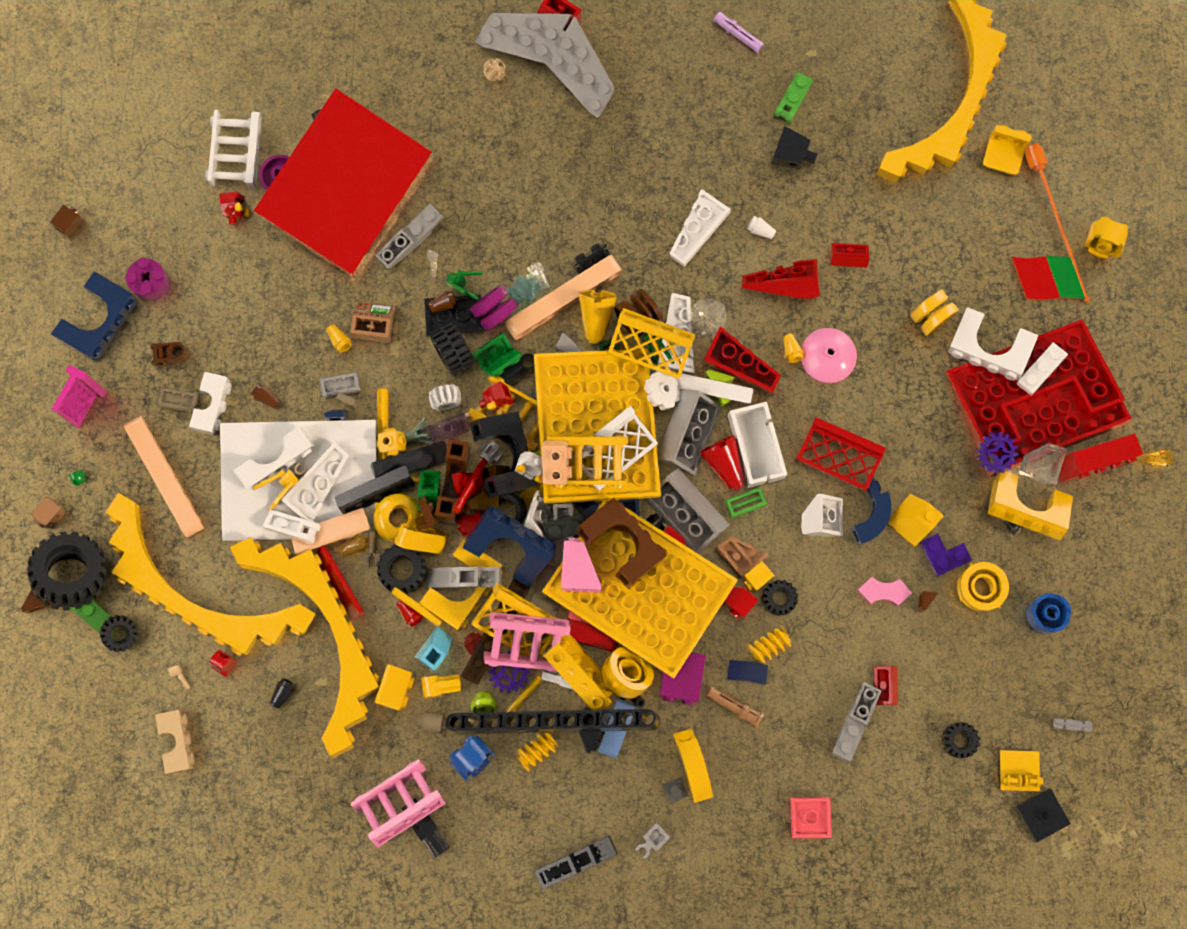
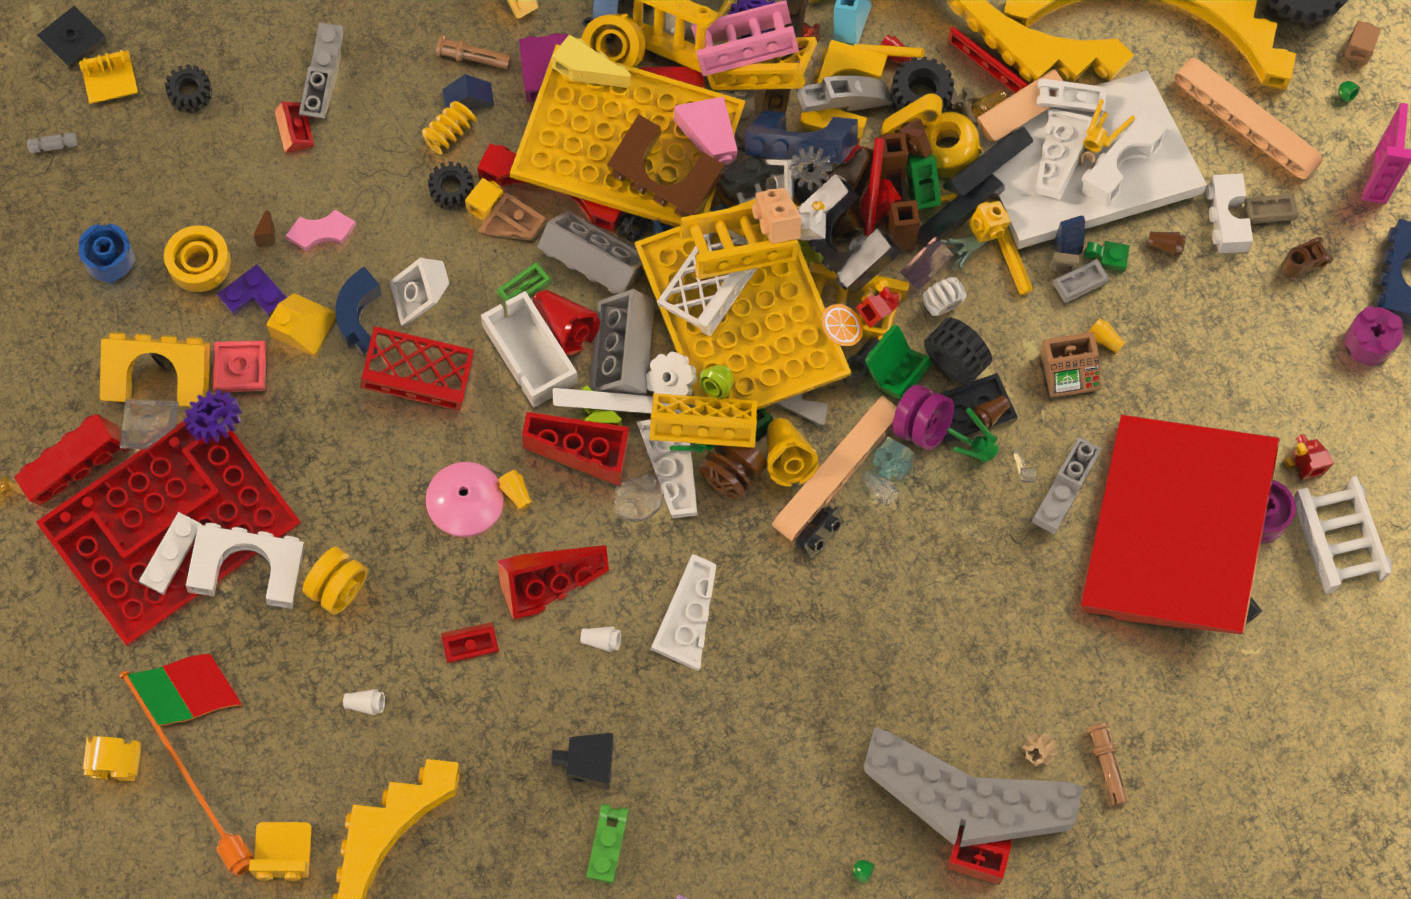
camera: 170 degrees right, 10 degrees down
(309, 400) = (1112, 254): none -> green plate
(451, 57) = (1106, 752): none -> medium nougat pin
(515, 505) = (802, 162): none -> clear gear
(528, 390) = (842, 325): none -> light orange sticker
(632, 371) = (717, 381): none -> lime cone
(634, 31) = (862, 870): none -> green hinge
(659, 649) = (585, 65): none -> light yellow slope
(929, 231) = (367, 701): none -> white cone
(966, 498) = (239, 366): none -> coral plate

